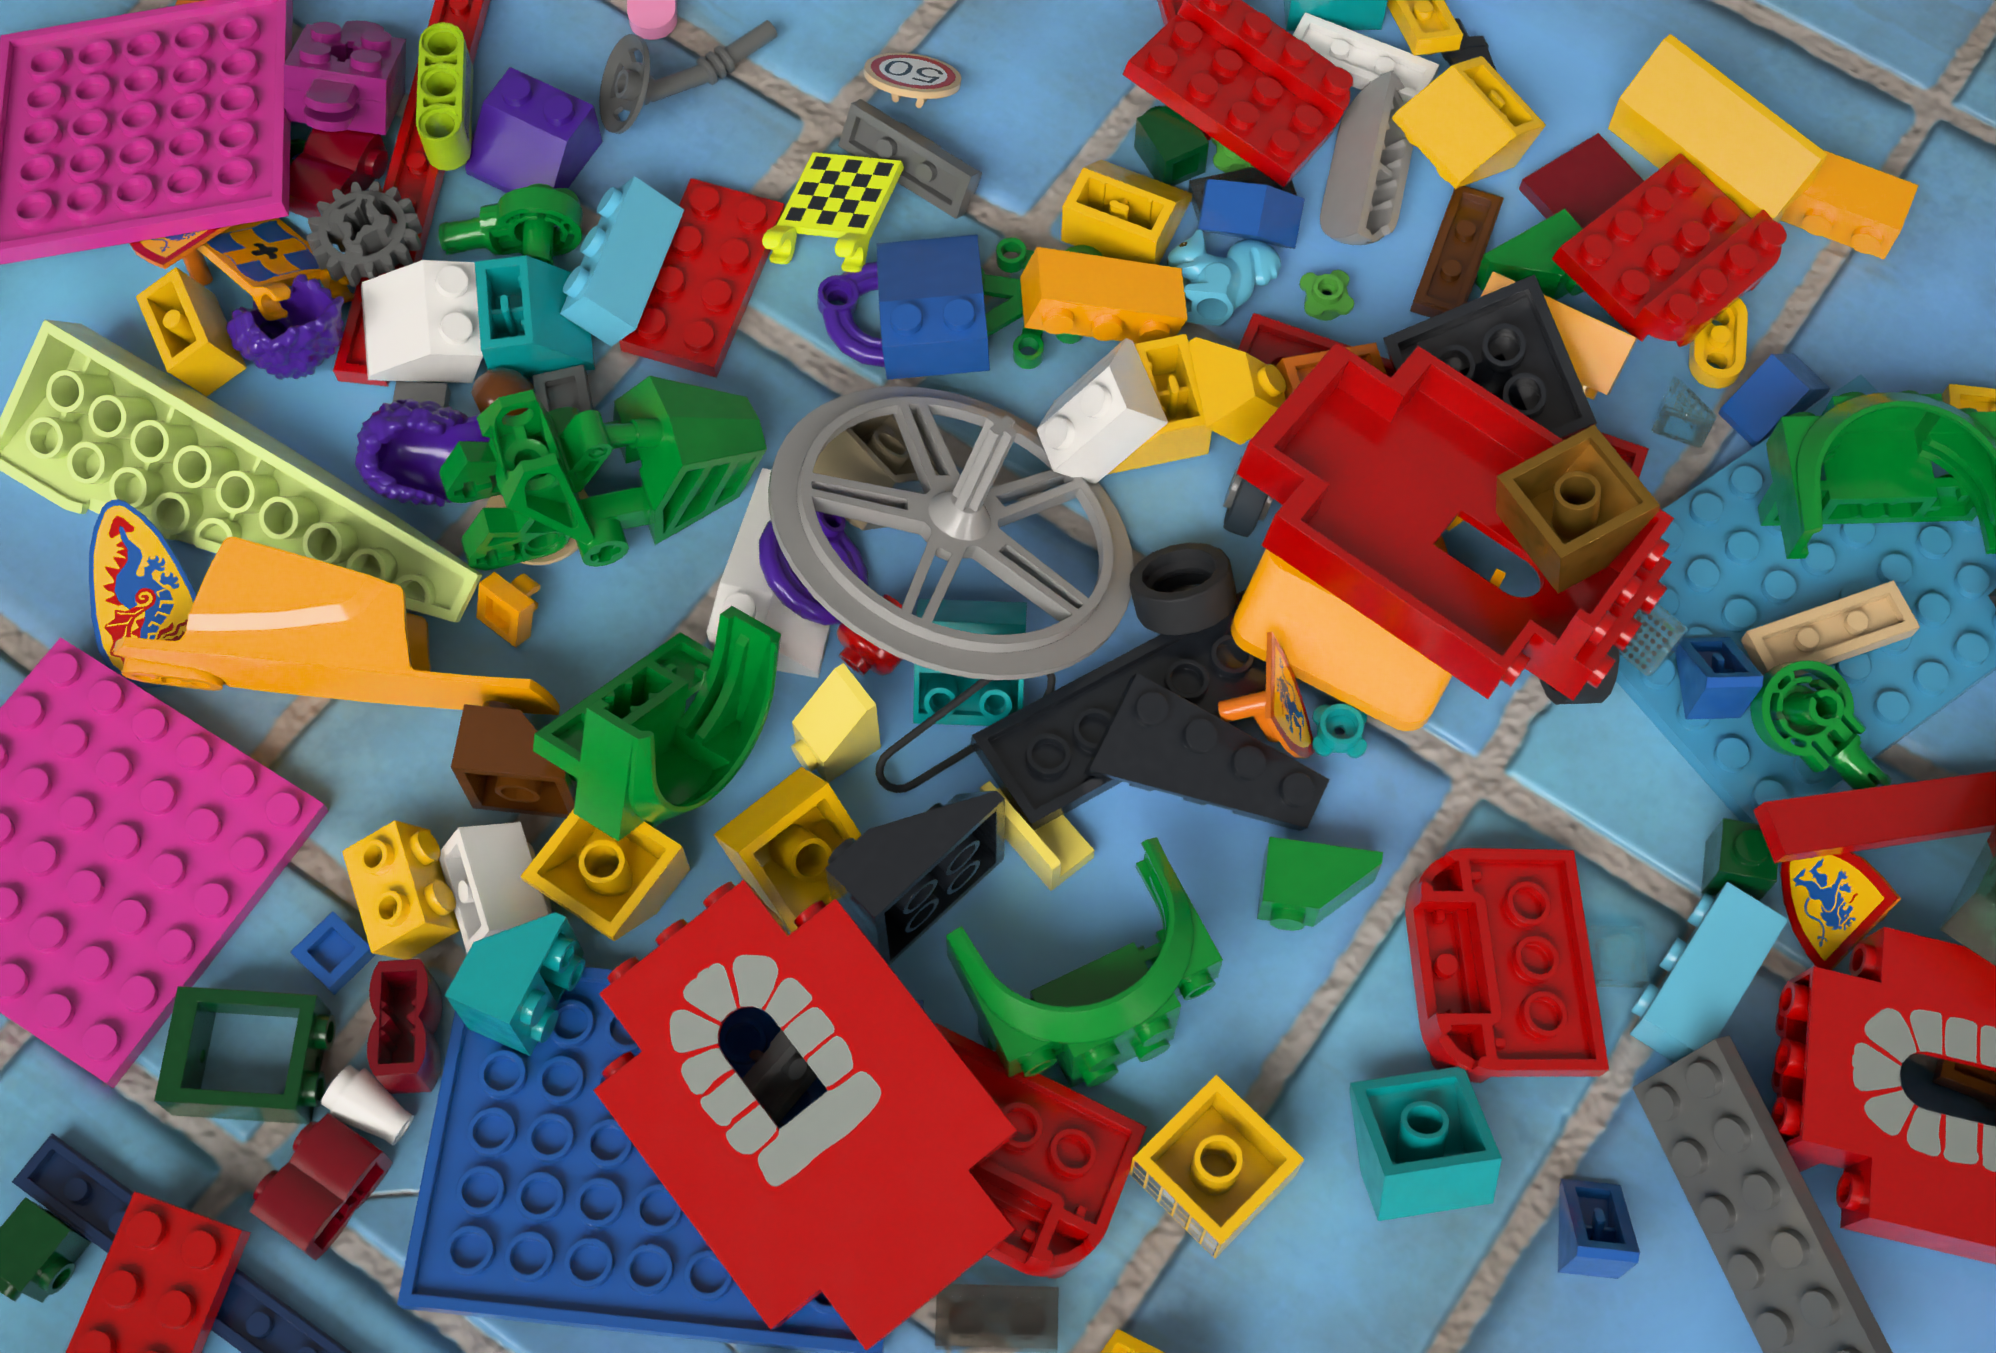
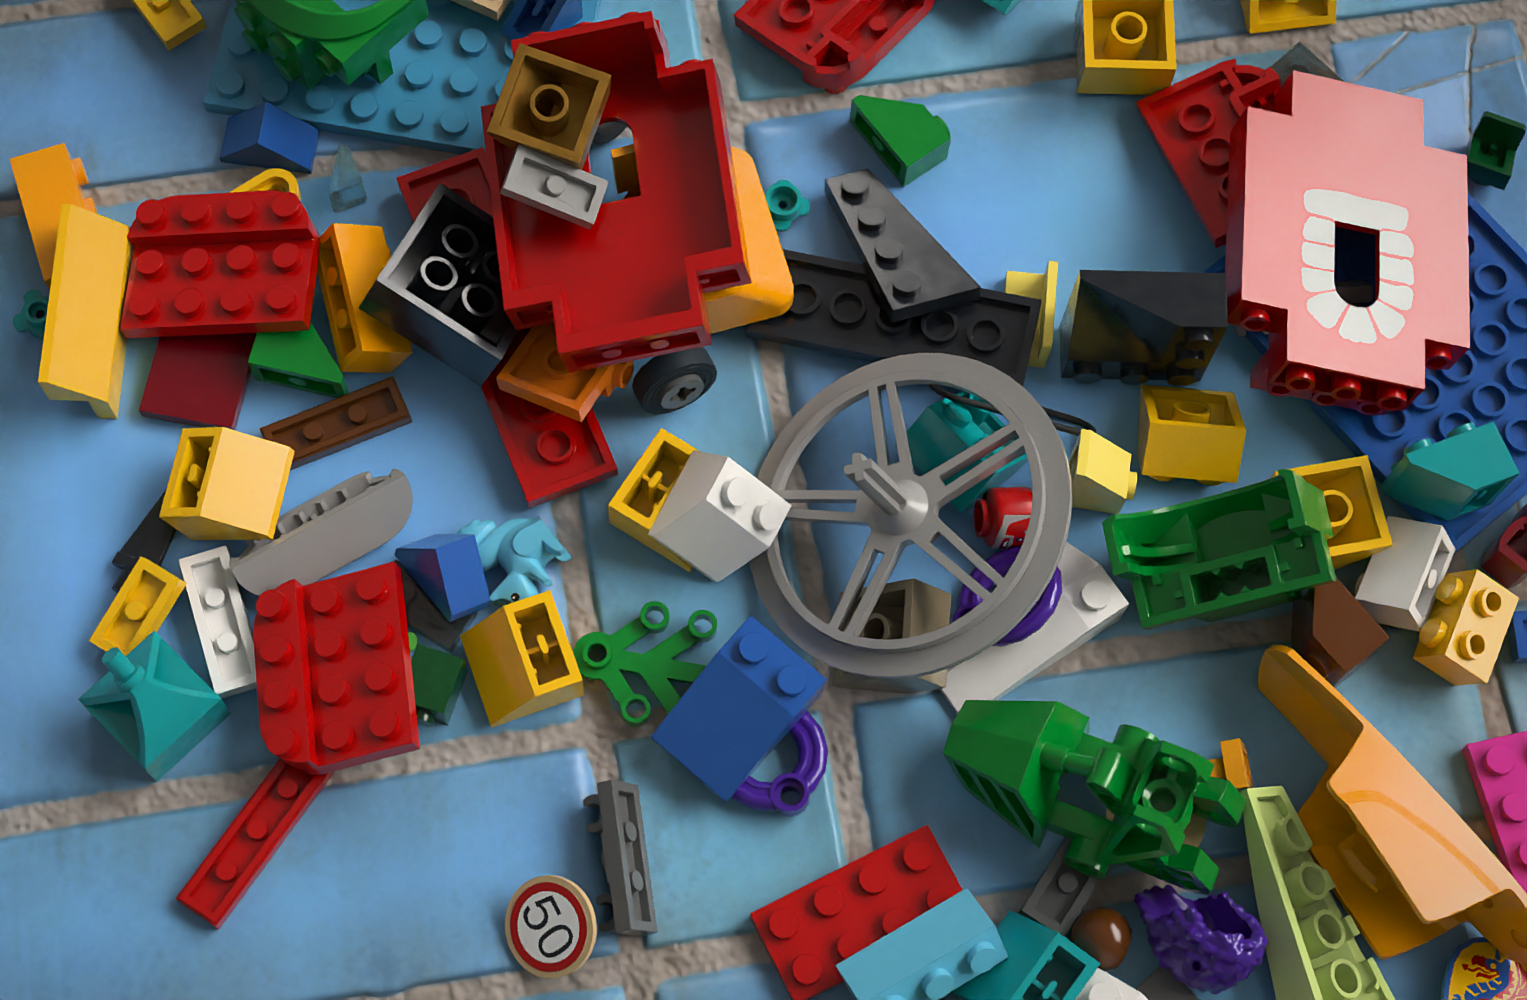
camera: 140 degrees left, 5 degrees up
(836, 200) = (709, 875): neon yellow flag -> none
(1102, 296) = (624, 596): light orange brick -> none
(1106, 1008) = (1103, 172): green piece -> none
(1189, 609) = (757, 371): black tyre -> none
(1235, 389) = (620, 433): yellow slope -> none
(1279, 708) = (819, 223): shield -> none
(1326, 306) = (463, 489): bright green plate -> none
(1473, 471) = (554, 187): none -> light grey plate

